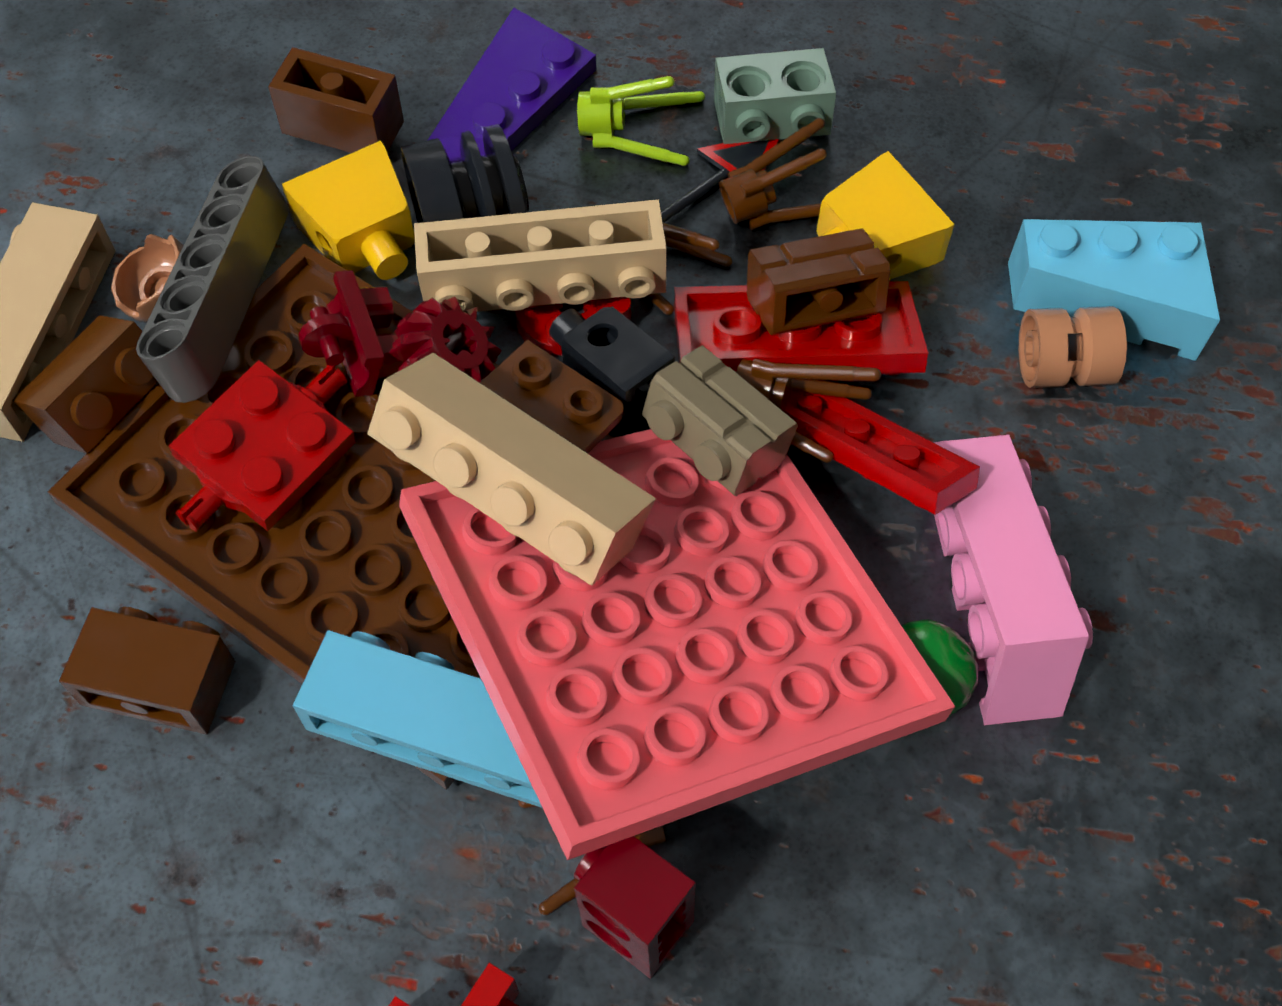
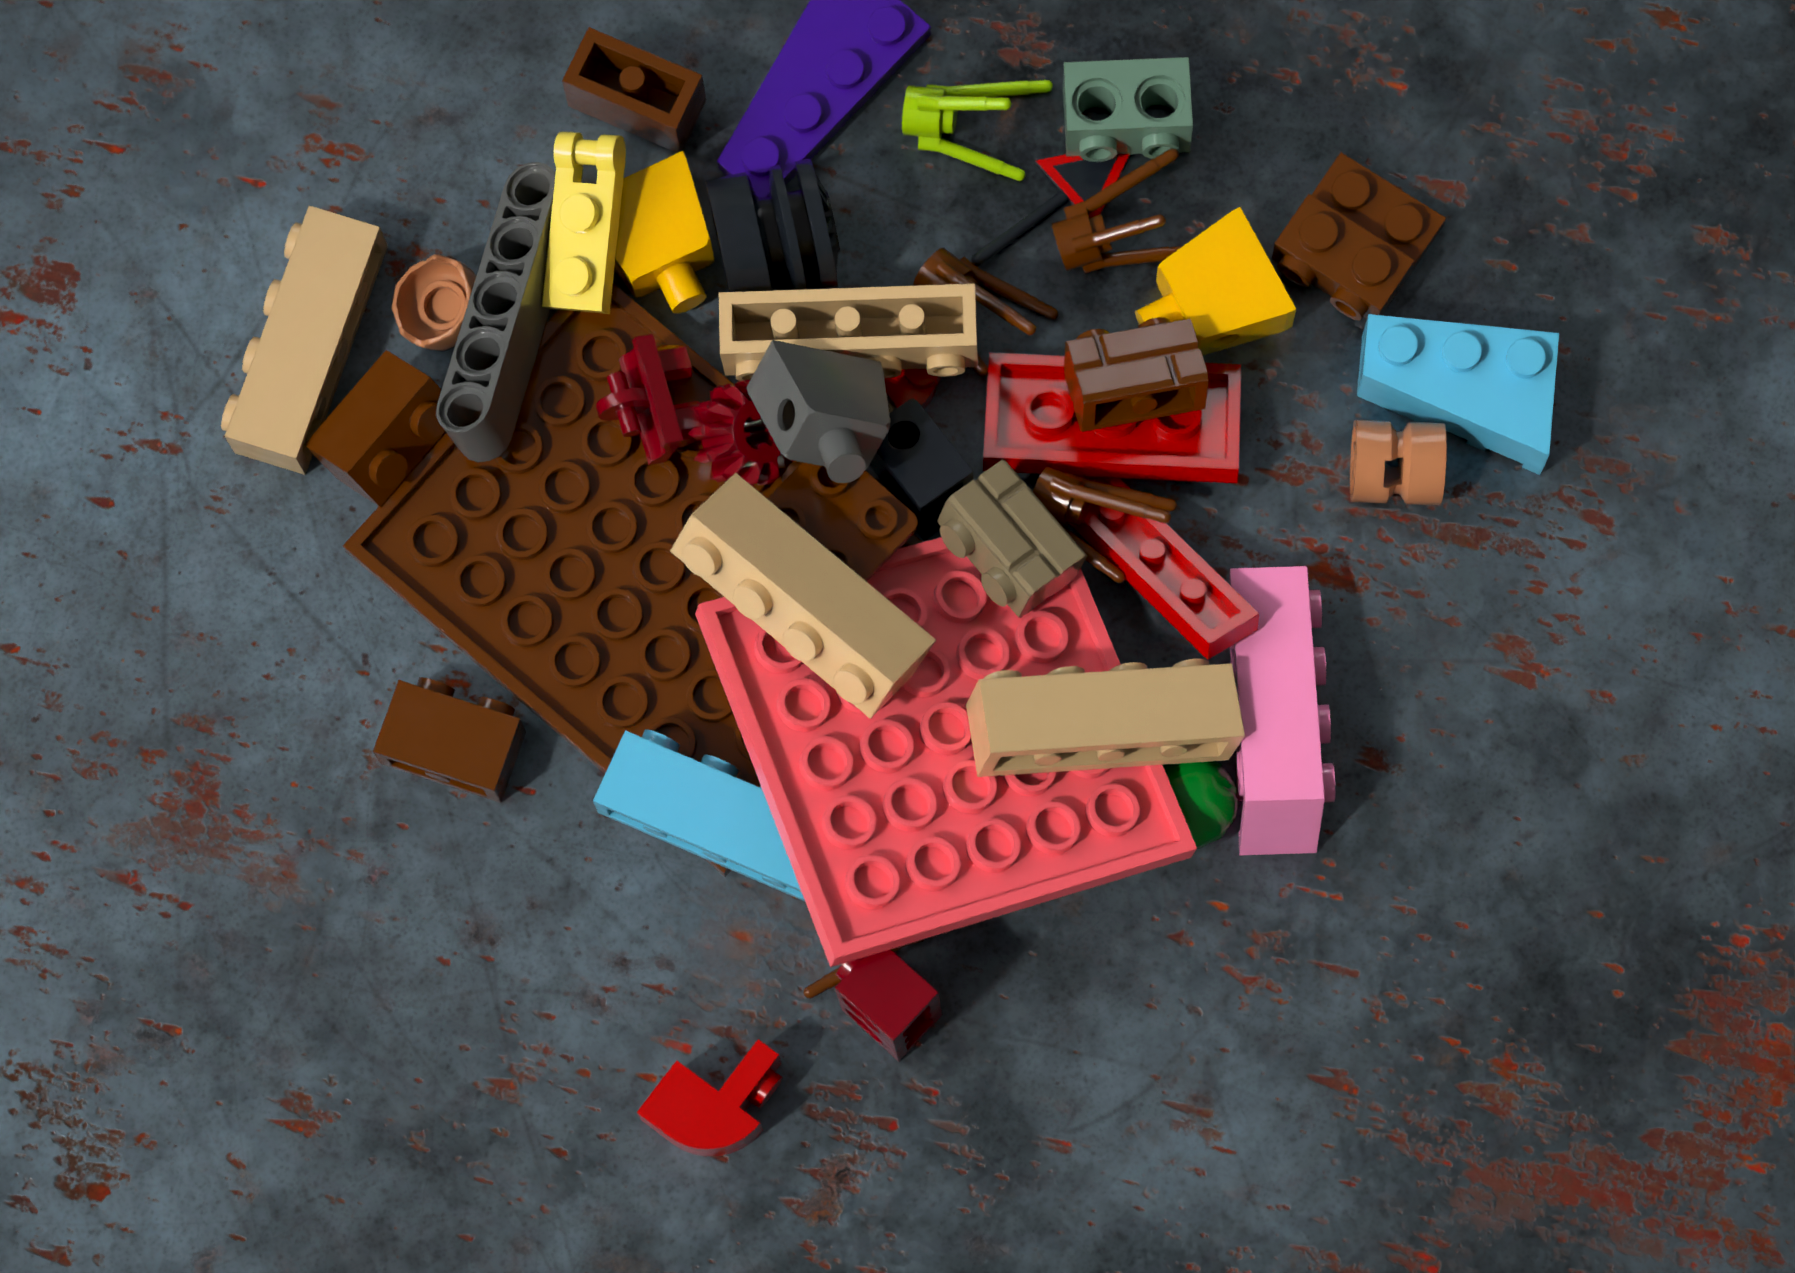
camera: 10 degrees right, 15 degrees up
(262, 445) = (557, 516): red plate -> none
(289, 196) = (584, 223): none -> light yellow plate
(529, 304) = (822, 407): none -> dark grey torso
(837, 577) = (1104, 718): none -> tan brick
(991, 183) = (1356, 239): none -> reddish brown plate

